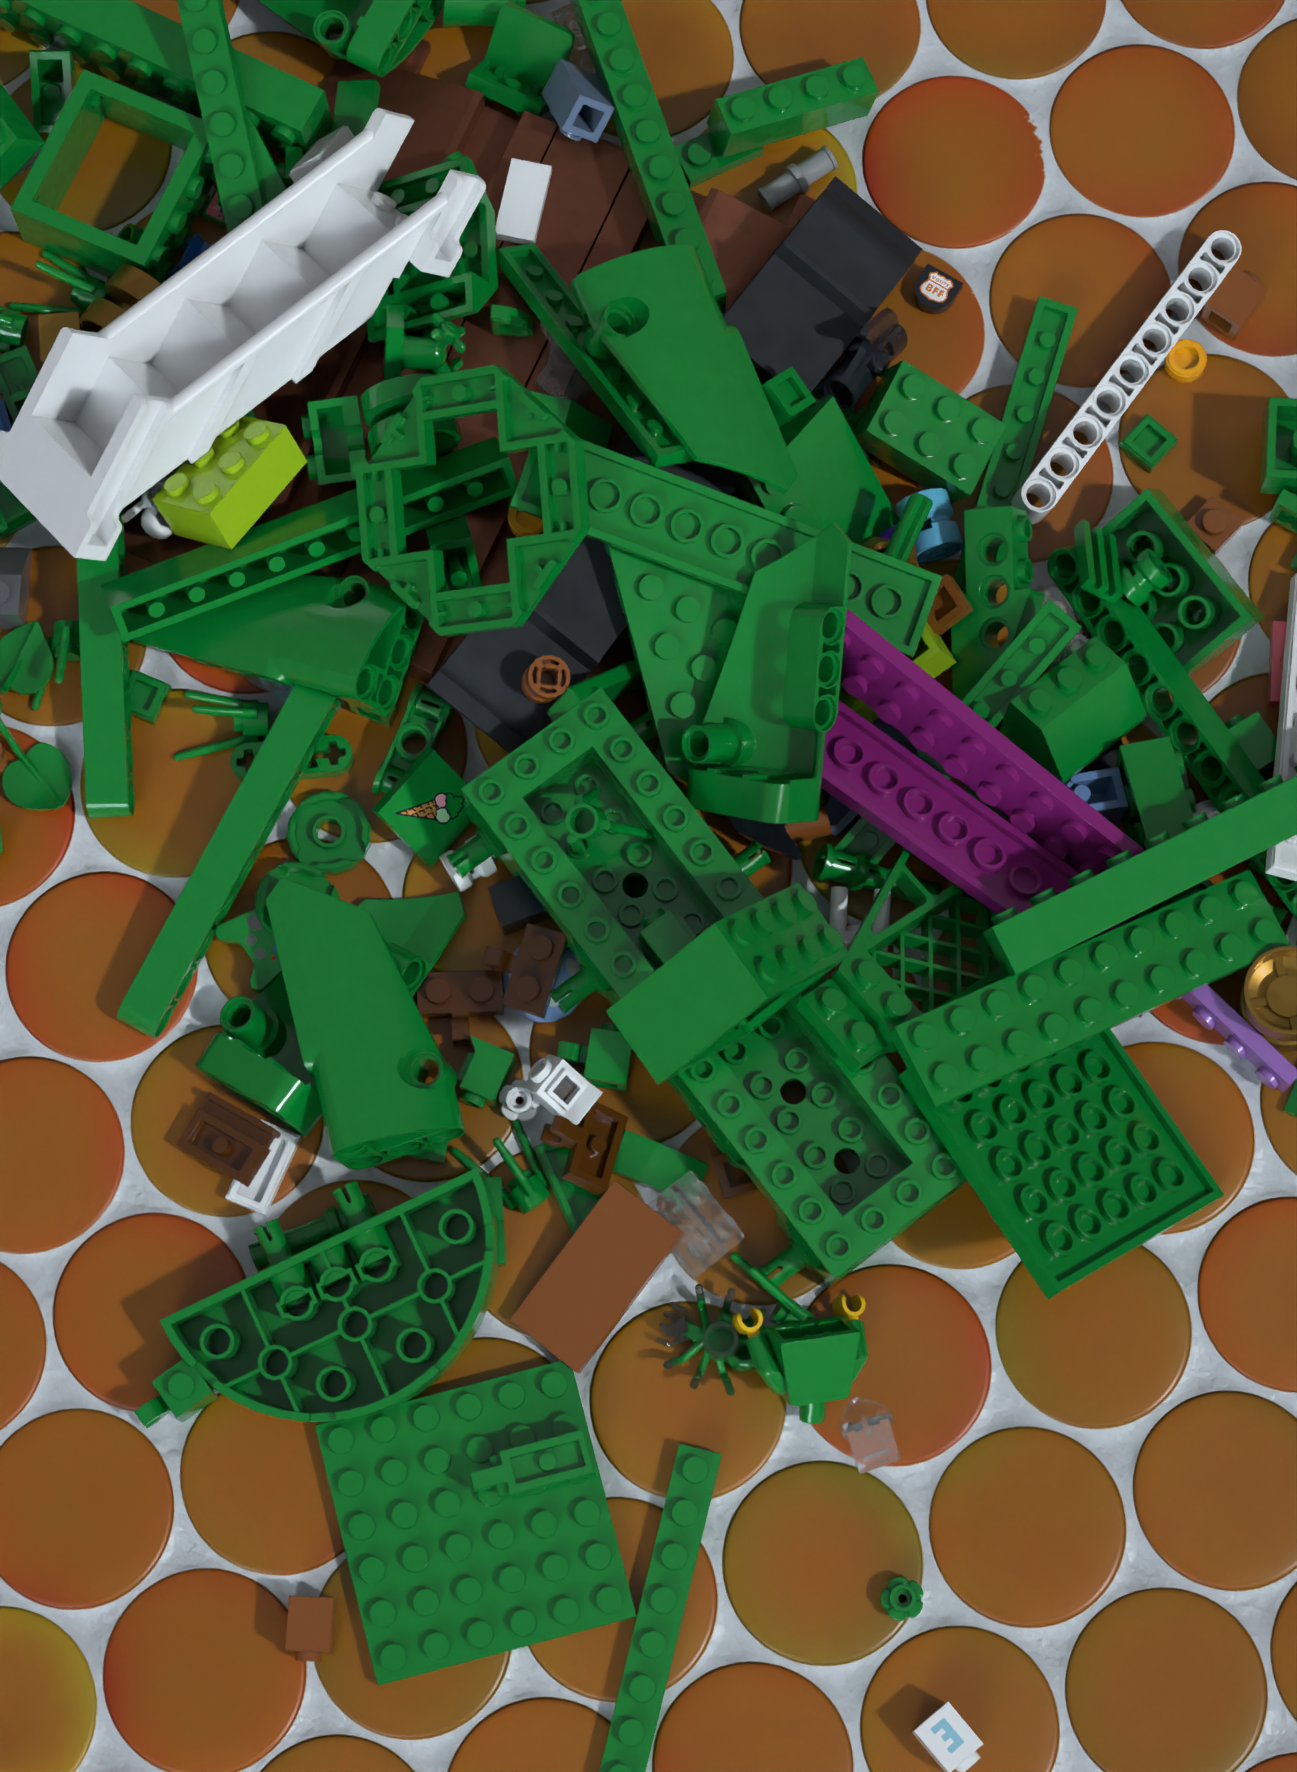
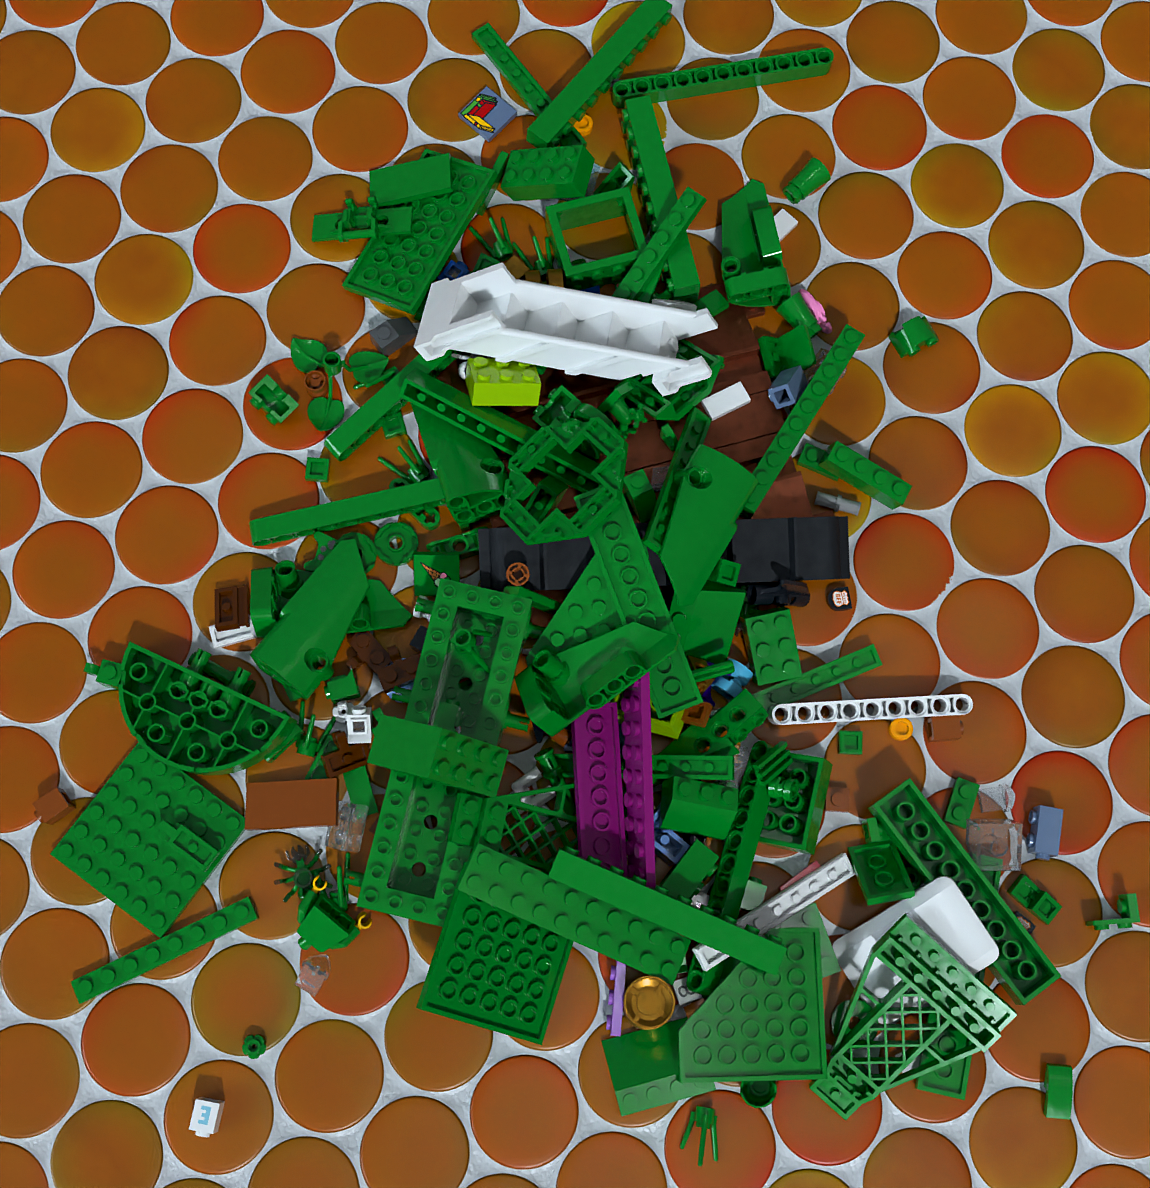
camera: 45 degrees right, 0 degrees up
(119, 856) = (317, 469): none -> green plate

